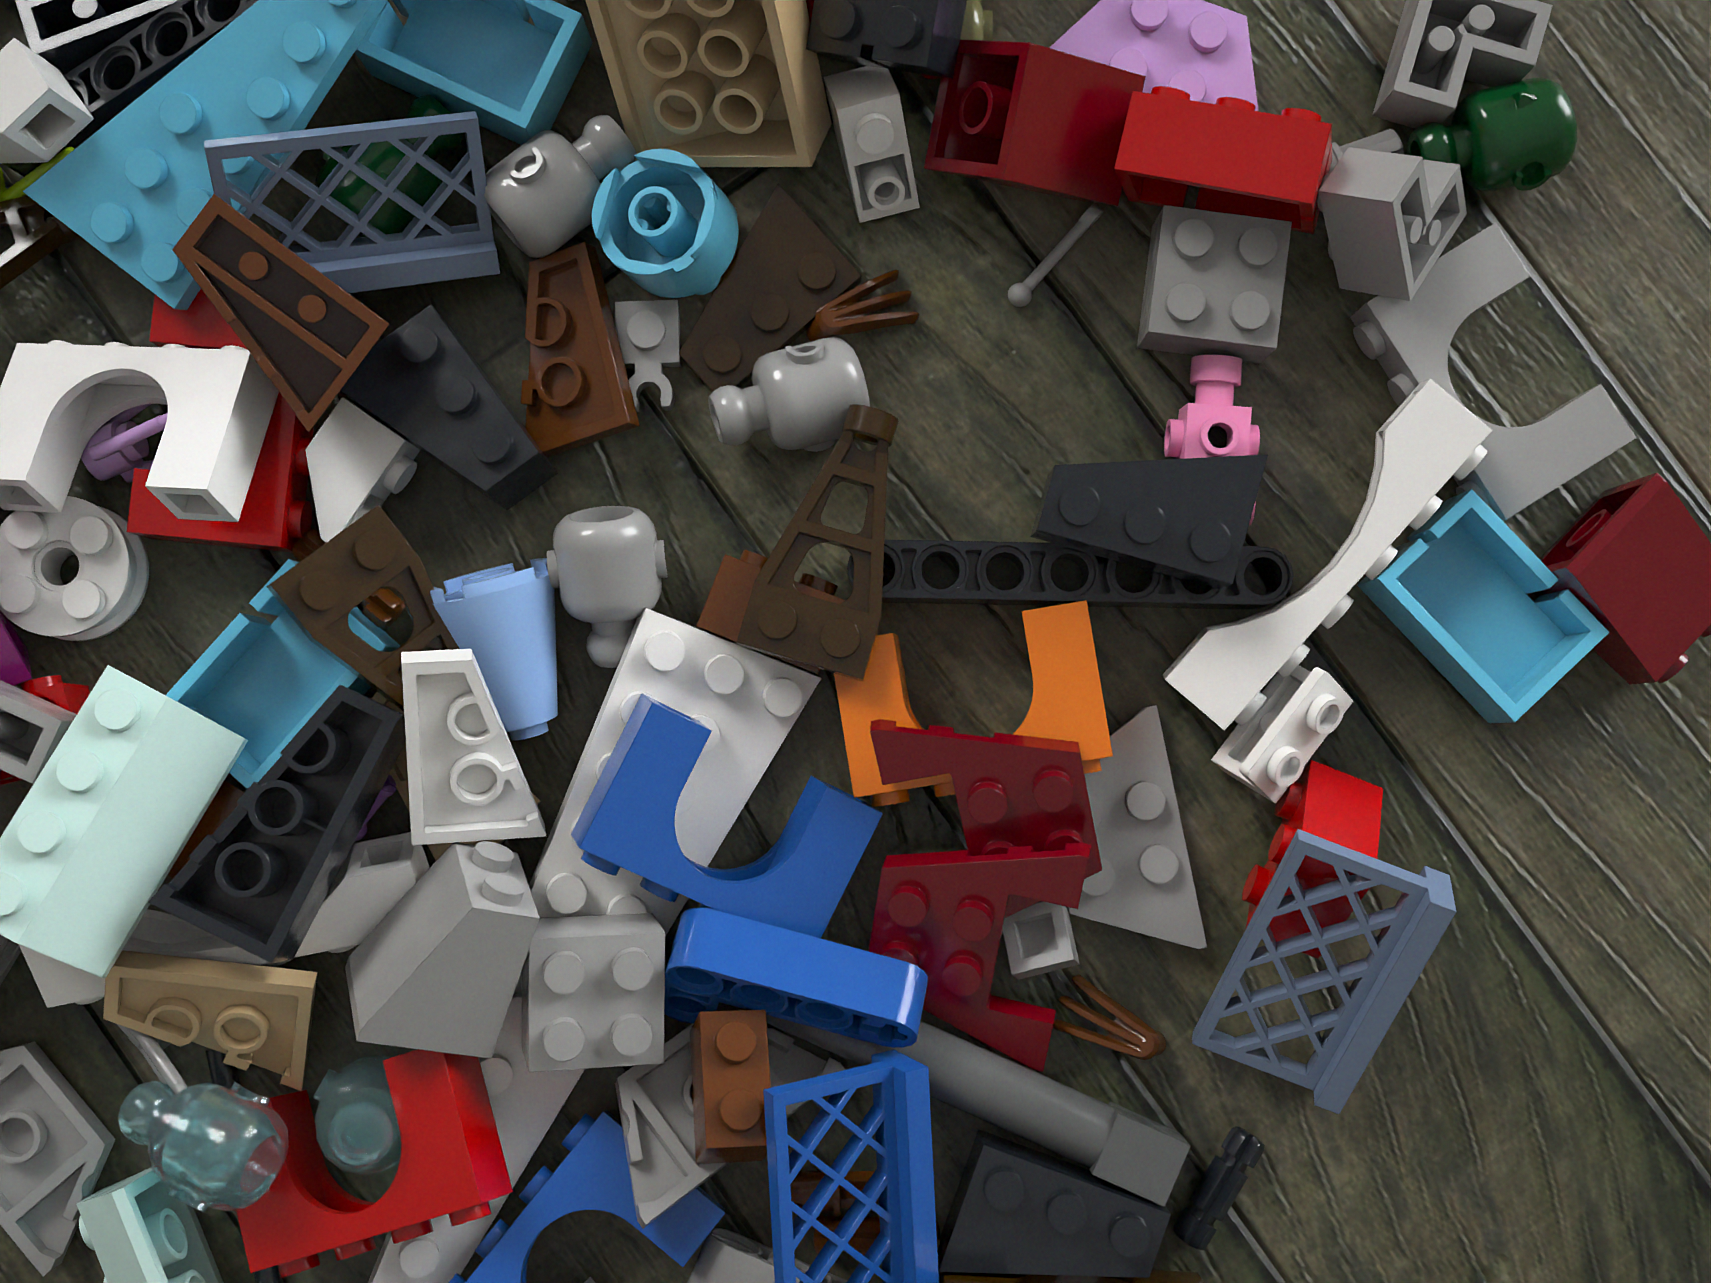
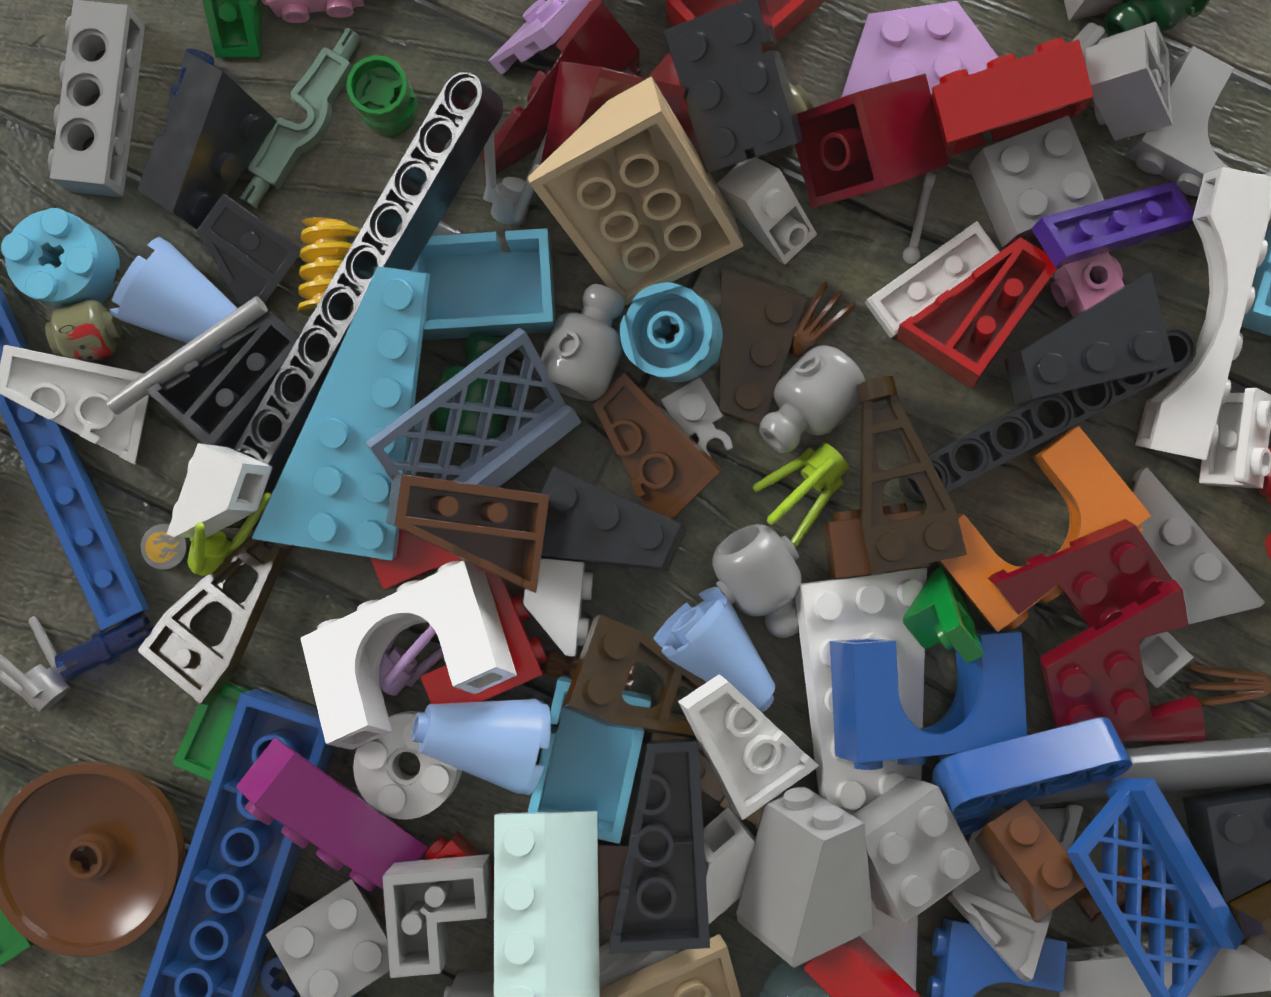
camera: 25 degrees left, 0 degrees up
(164, 581) = (488, 739): none -> light blue cone
(759, 488) = (821, 470): none -> lime plant
(800, 744) = (944, 617): none -> green slope
(1029, 339) = (931, 278): none -> white tile
(1057, 404) = (980, 314): none -> red wedge
(1272, 383) = (1113, 223): none -> dark purple plate

